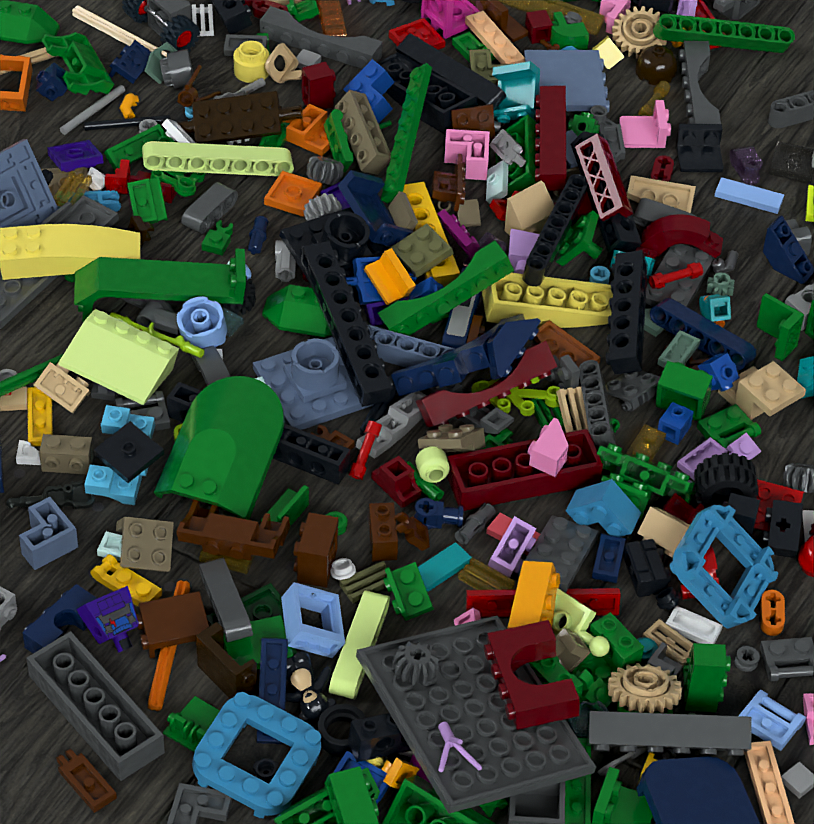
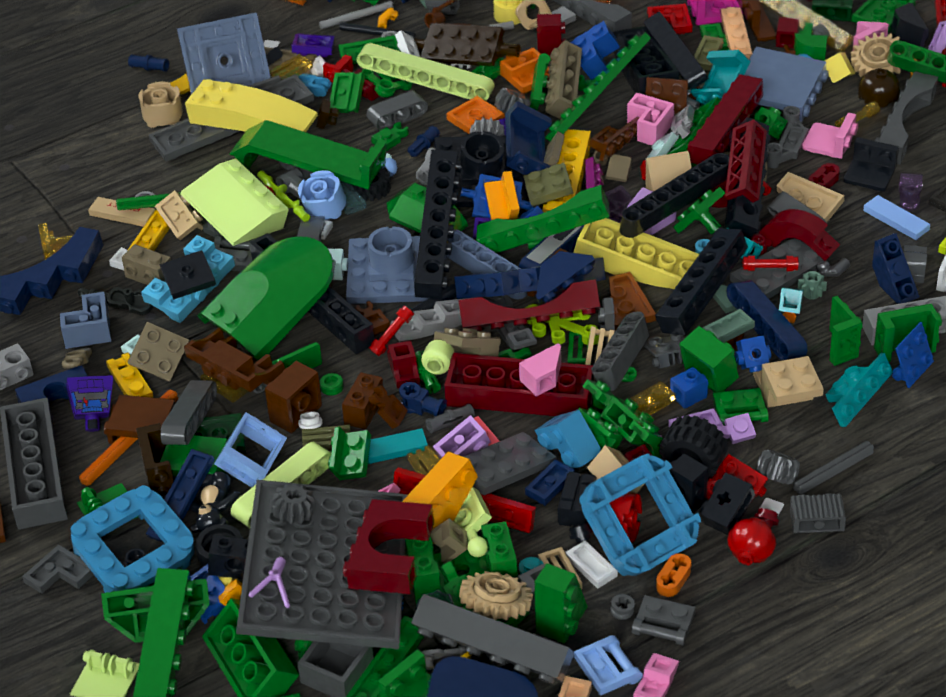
camera: 30 degrees right, 5 degrees down
(60, 577) = (76, 358): none -> dark tan piece

